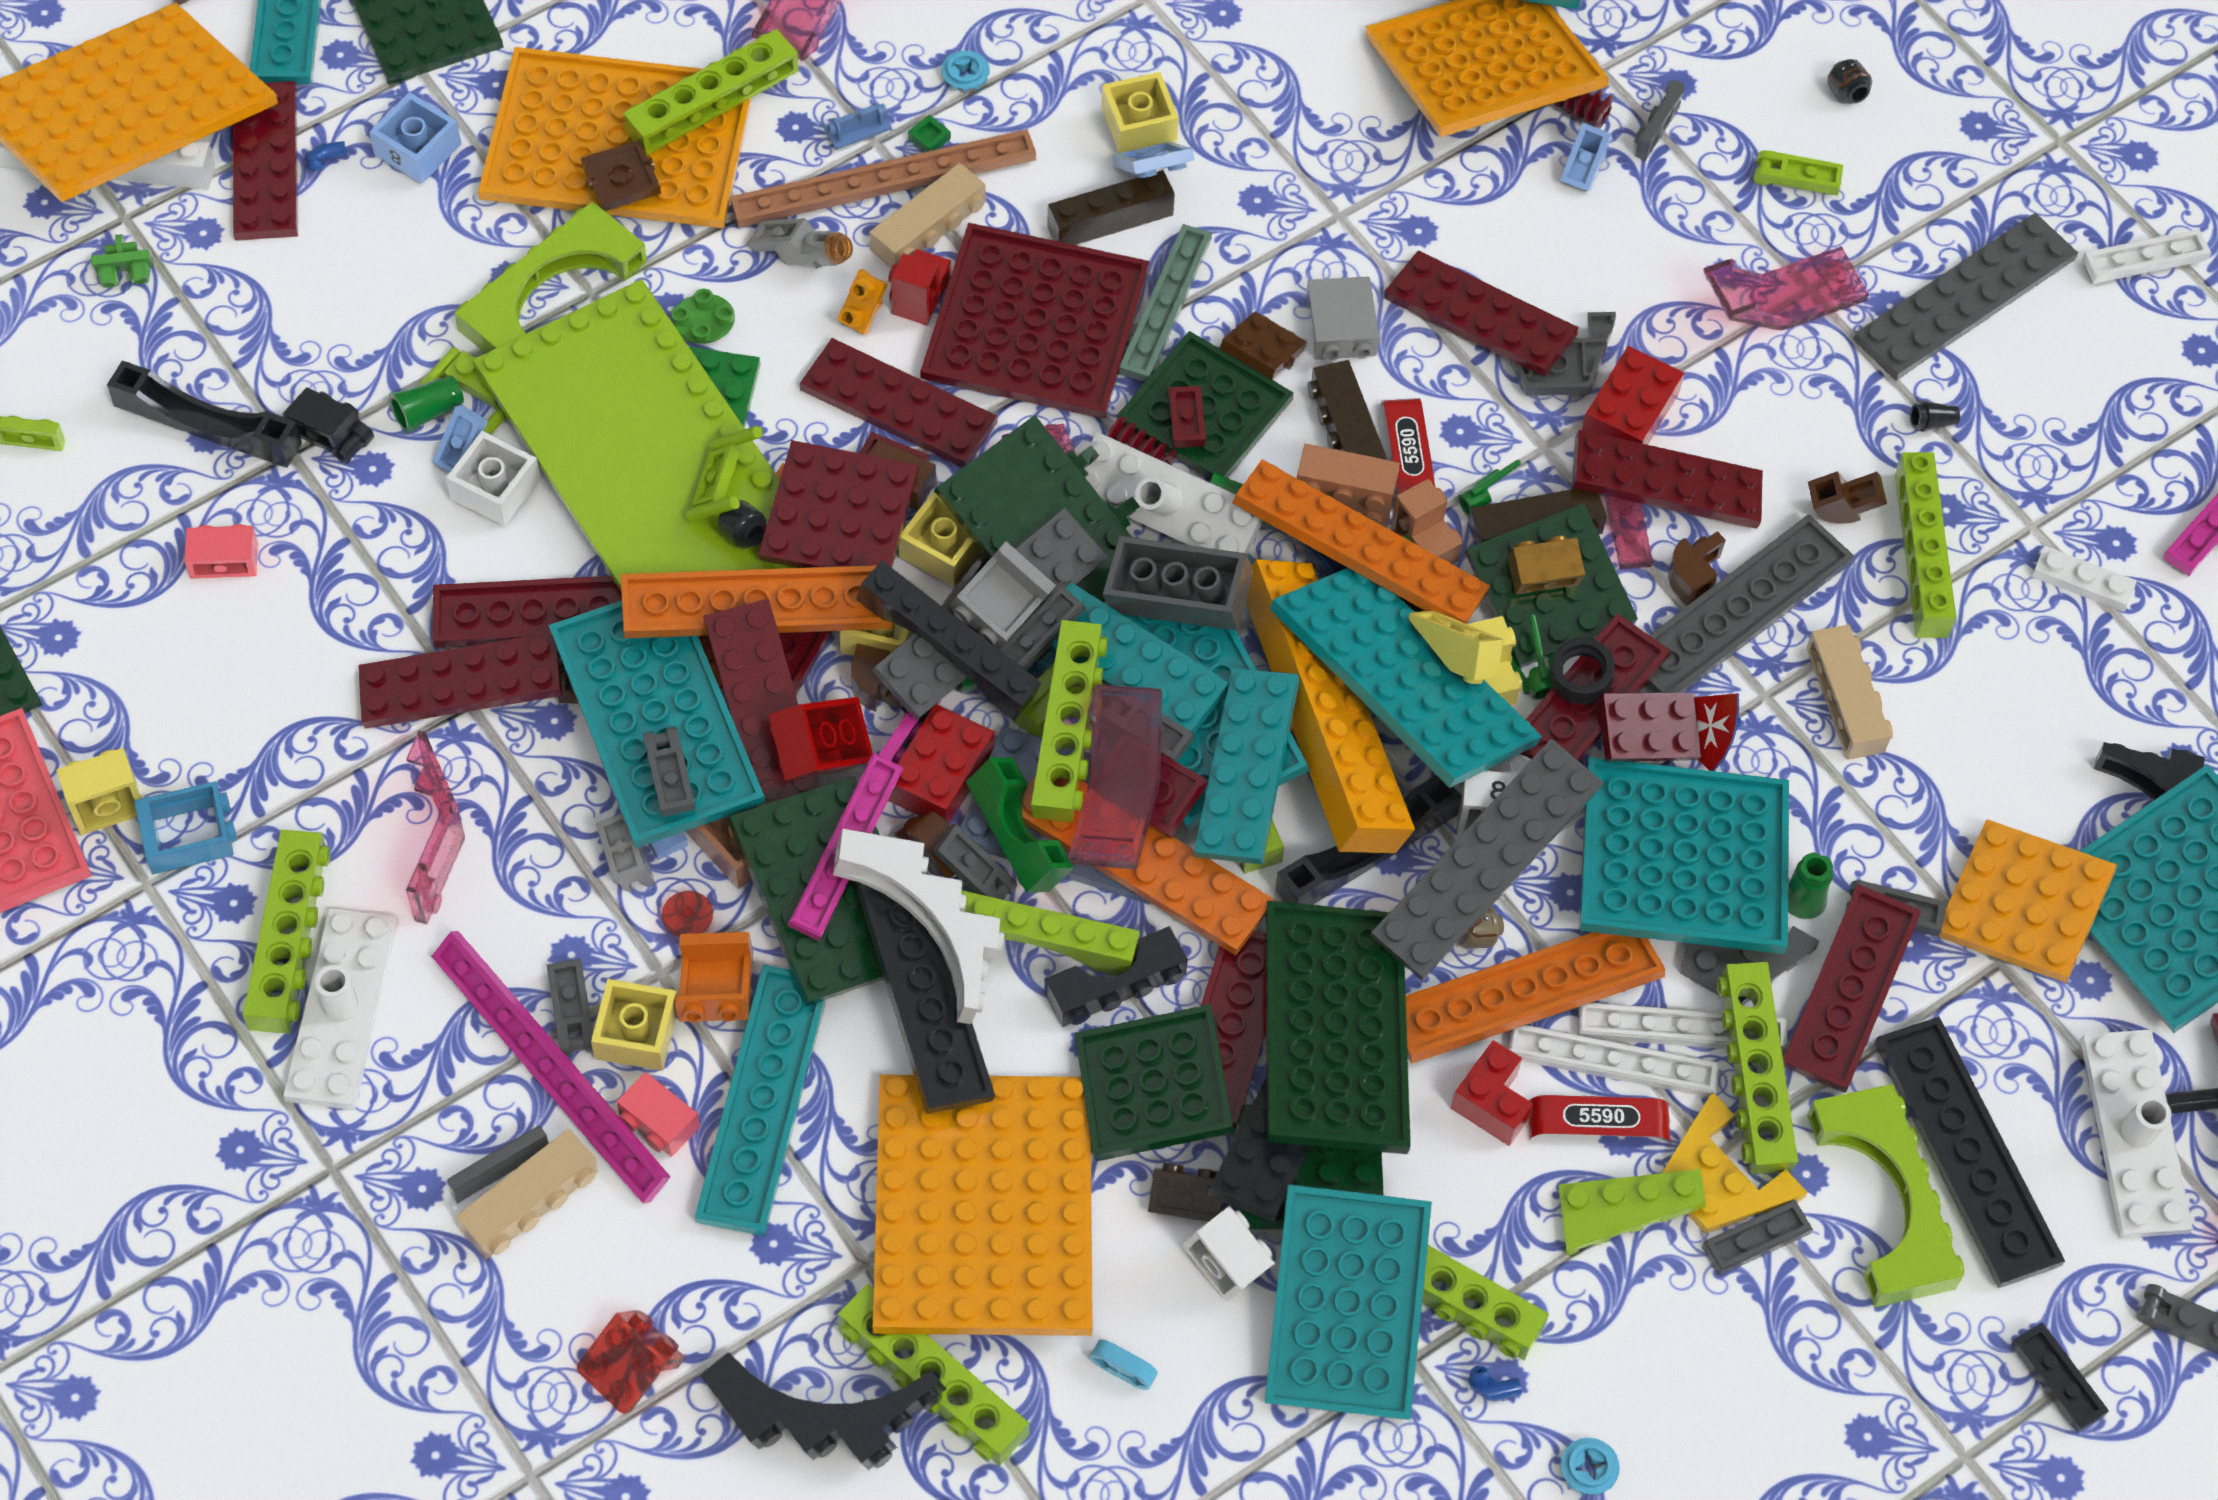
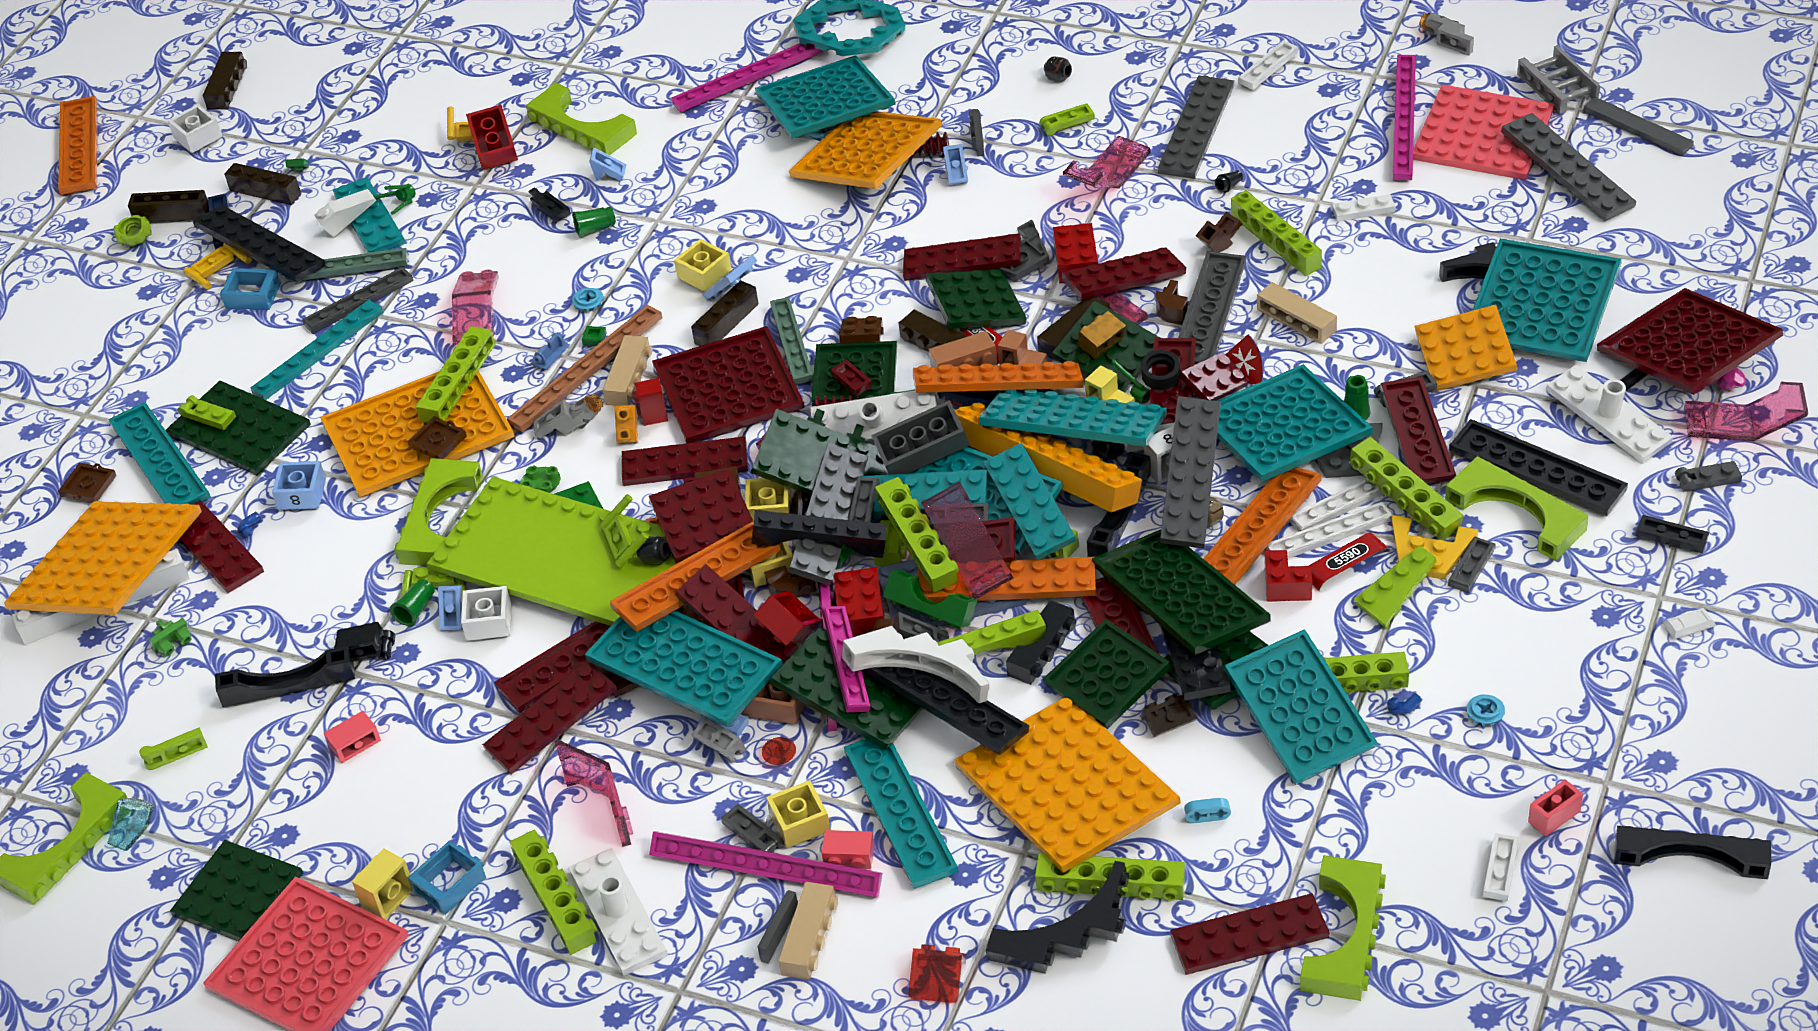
camera: 25 degrees left, 15 degrees down
(669, 772) = (718, 676): dark grey plate -> none
(715, 977) = (822, 766): orange panel -> none
(1001, 595) = (831, 493): light grey panel -> none
(1229, 1253) = (1218, 722): white brick -> none
(1343, 318) = (892, 295): light grey panel -> none
(1443, 393) = (975, 299): none -> dark green plate
(1460, 646) = (1094, 387): light yellow slope -> none
(1478, 494) = (1032, 330): green plant -> none

